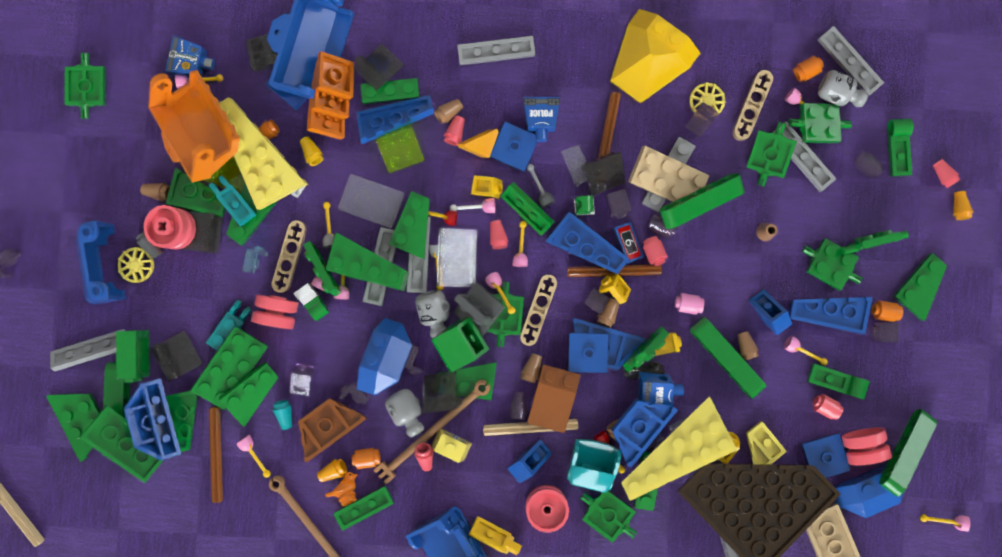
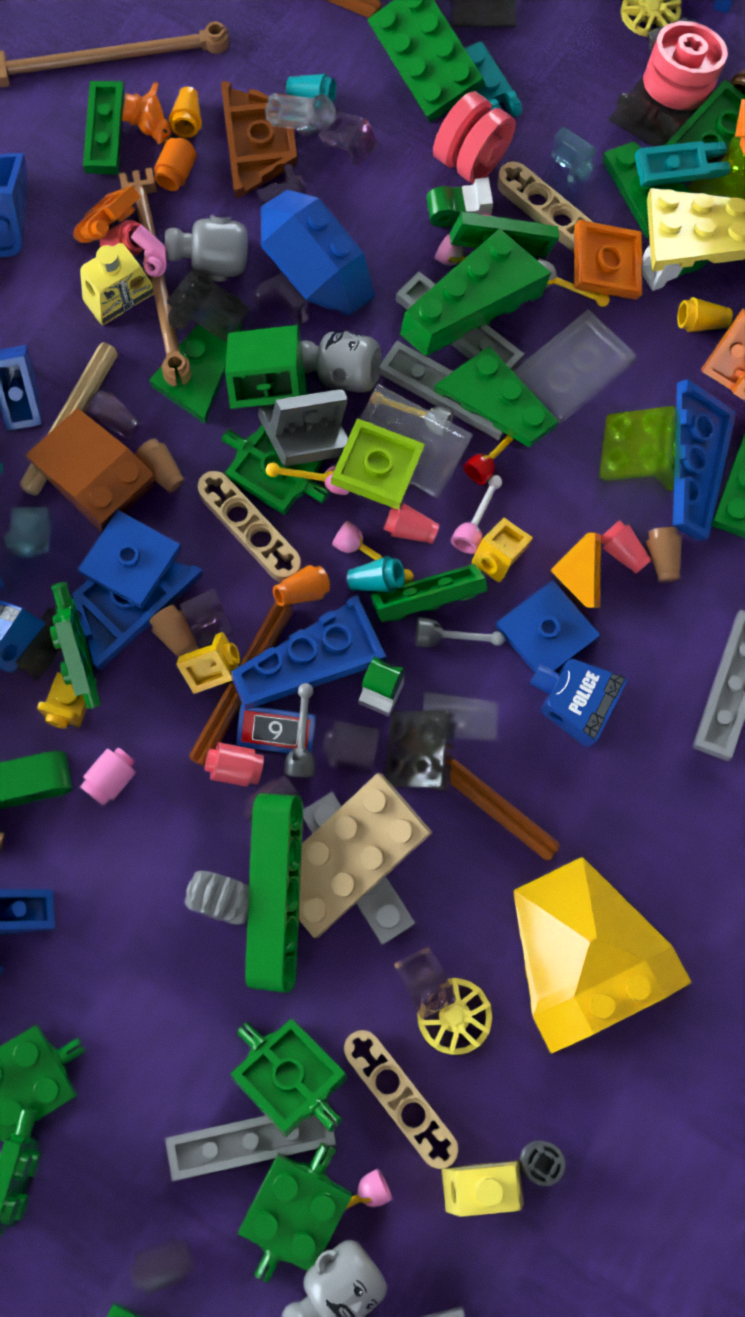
camera: 125 degrees right, 15 degrees down
(246, 445) = (297, 23): hinge -> none
(249, 393) = (371, 58): green wing -> none
(306, 212) = (607, 260): none -> orange plate
(306, 409) = (300, 113): none -> clear piece
(414, 473) = (108, 210): none -> orange plate
(427, 434) = (154, 251): none -> bright pink arm
(480, 263) = (377, 464): none -> lime plate
(533, 236) = (377, 576): none -> teal cone
(556, 267) = (303, 586): none -> orange cone
(596, 410) = (29, 531): none -> clear light blue bracket
(637, 223) = (299, 760): none -> hinge
(716, 223) = (218, 897): none -> light grey gear
(744, 38) = (536, 1159): none -> dark grey wheel
(762, 231) = (163, 989): medium nougat cone -> none
(771, 52) = (483, 1188): none -> light yellow torso
(808, 68) = (413, 1252): orange brick -> none

